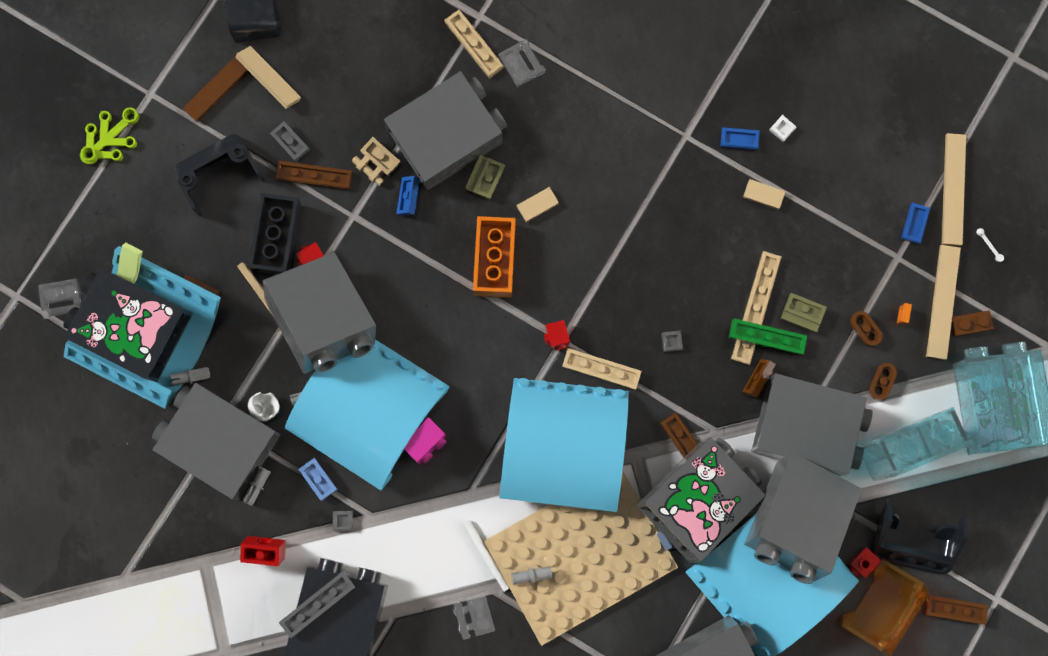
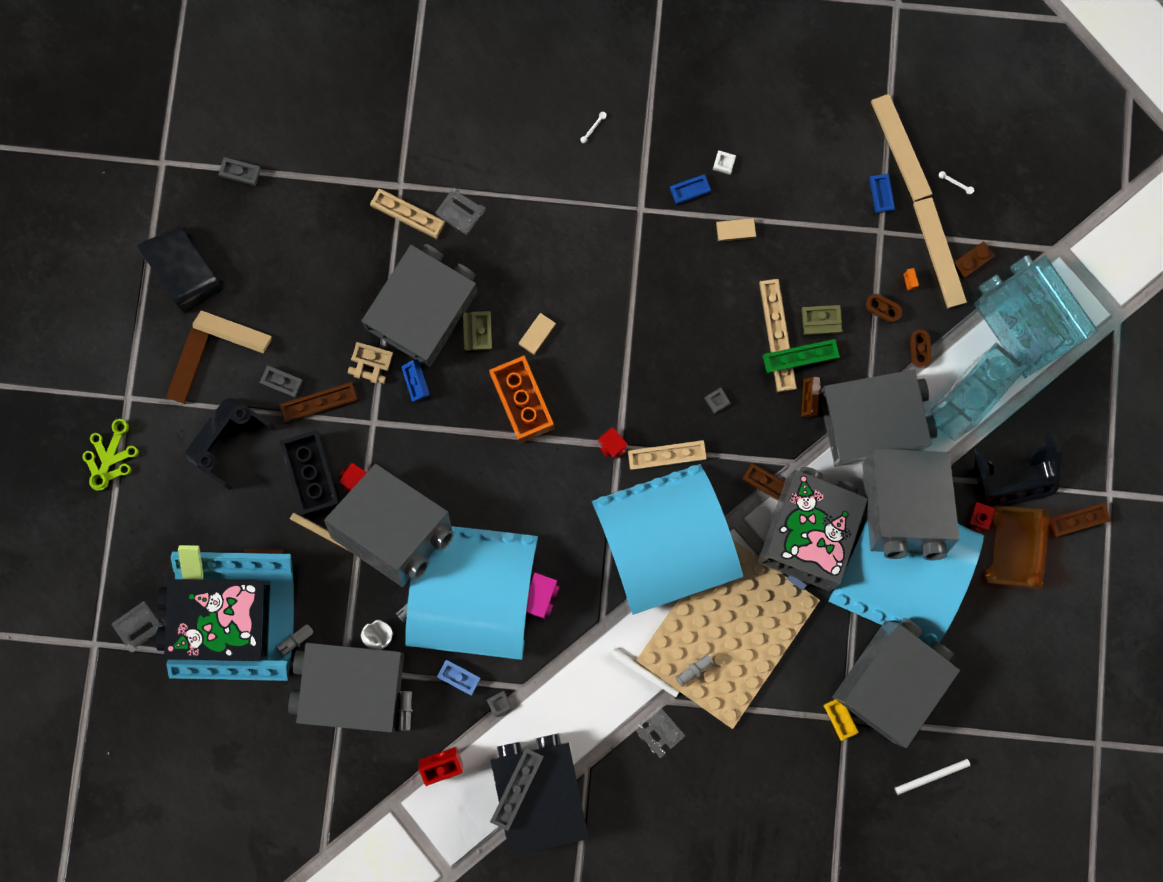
camera: 30 degrees left, 0 degrees up
(691, 36) = (602, 116): none -> white hinge

